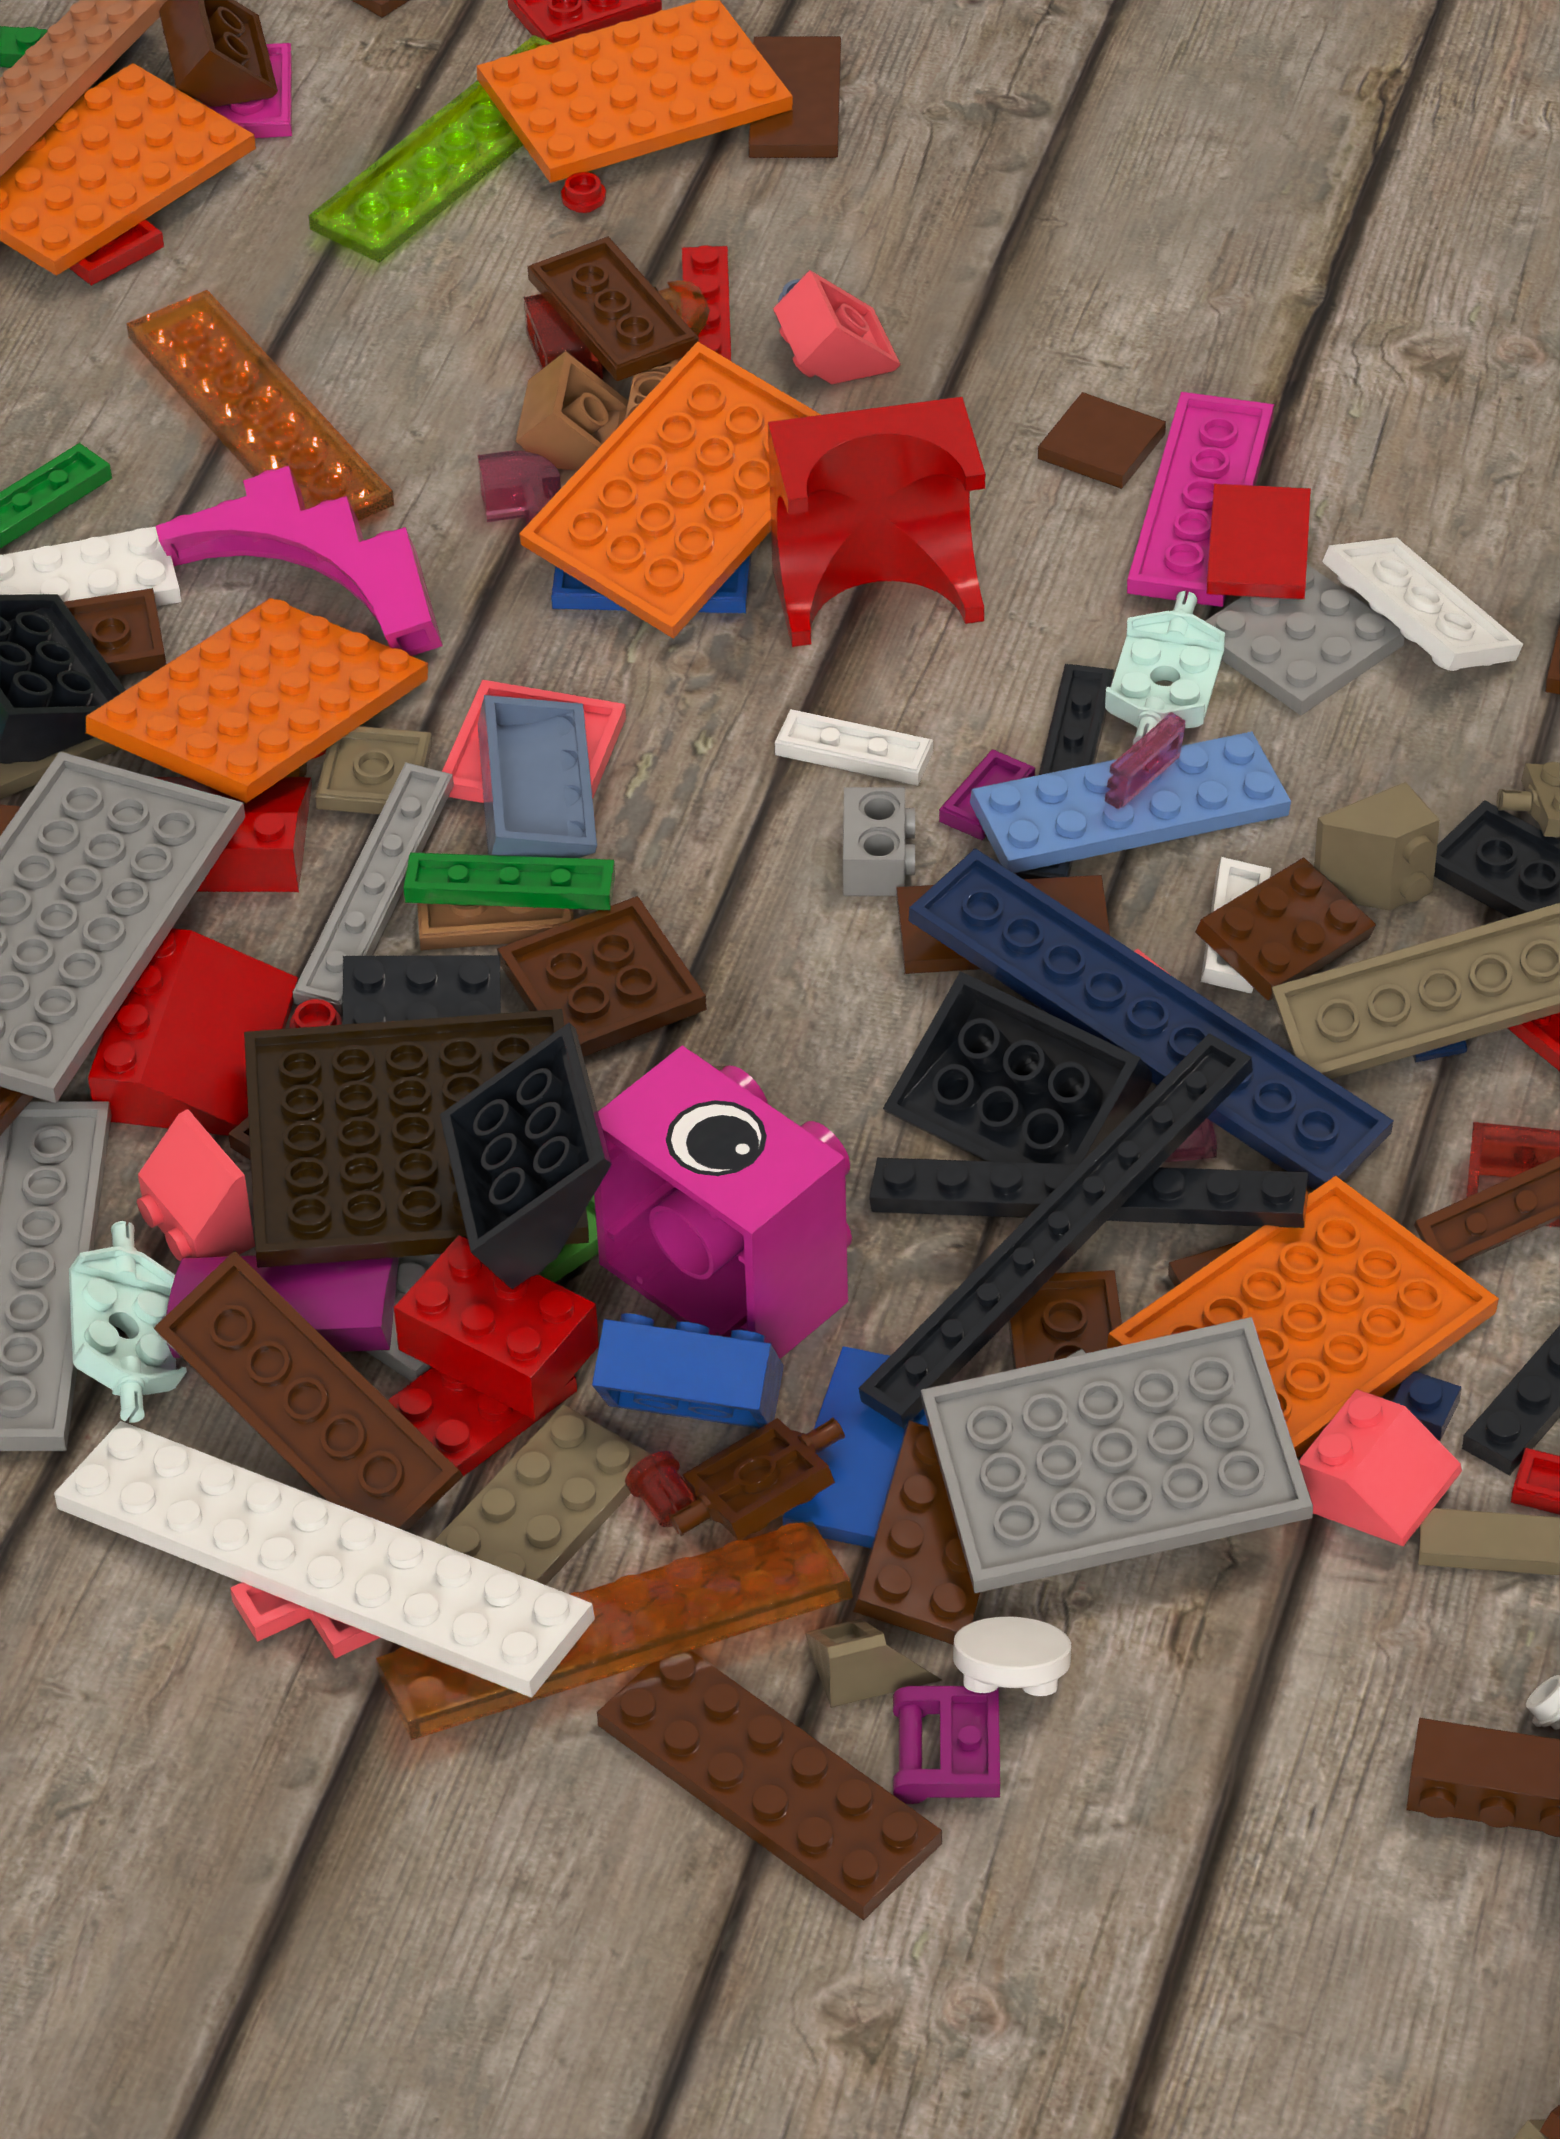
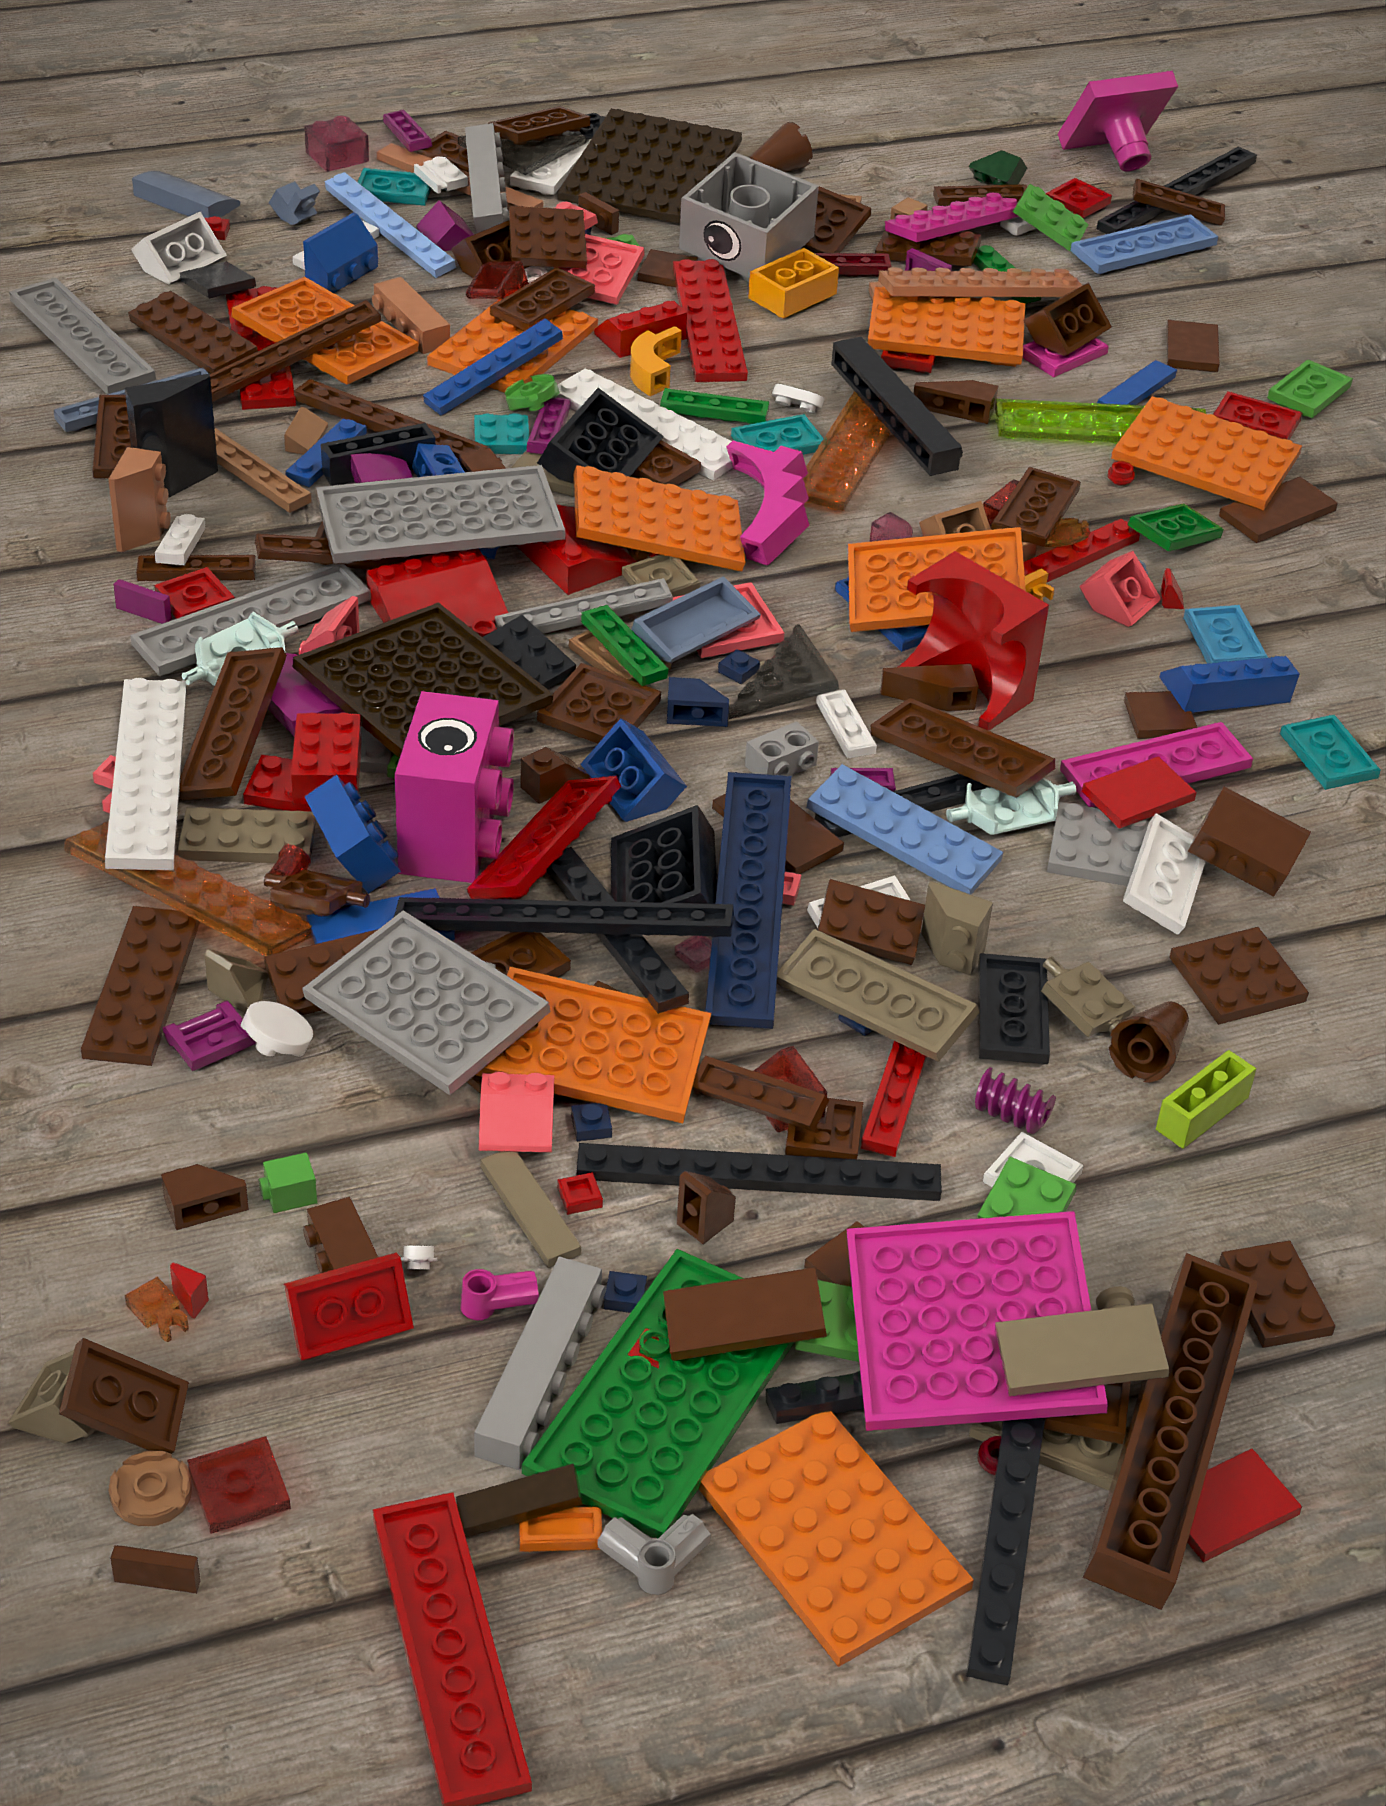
camera: 50 degrees right, 5 degrees down
(78, 417) = (807, 400): none -> white plate
(158, 478) = (791, 432): none -> teal tile
(242, 318) = (896, 406): none -> black brick
(270, 250) = (959, 399): none -> reddish brown slope
(406, 69) = (1140, 385): none -> blue tile
(527, 1157) = (391, 698): black slope -> none
(637, 791) = (739, 666): none -> dark blue plate
(689, 875) = (695, 703): none -> dark blue slope
(709, 749) = (790, 676): none -> clear smoke tile
(753, 208) = (1175, 527): none -> green tile
(782, 1016) = (643, 772): none -> blue slope
(873, 615) = (937, 686): none -> reddish brown slope
(875, 289) = (1170, 591): none -> red slope
(894, 1222) = (544, 838): none -> red plate
(1003, 295) = (1223, 634): none -> dark azure tile
(1030, 655) = (963, 747): none -> reddish brown plate
(1110, 338) = (1232, 683): none -> blue slope
(1145, 760) = (918, 810): clear pink tile -> none
(1269, 1893) = (202, 1195): none -> reddish brown slope
(1302, 332) = (1330, 752): none -> teal tile
(1320, 1779) = (288, 1183): none -> bright green brick
(1434, 2043) = (157, 1304): none -> clear orange plate
(1445, 1984) = (189, 1288): none -> red slope
(1449, 494) = (1249, 841): none -> reddish brown slope

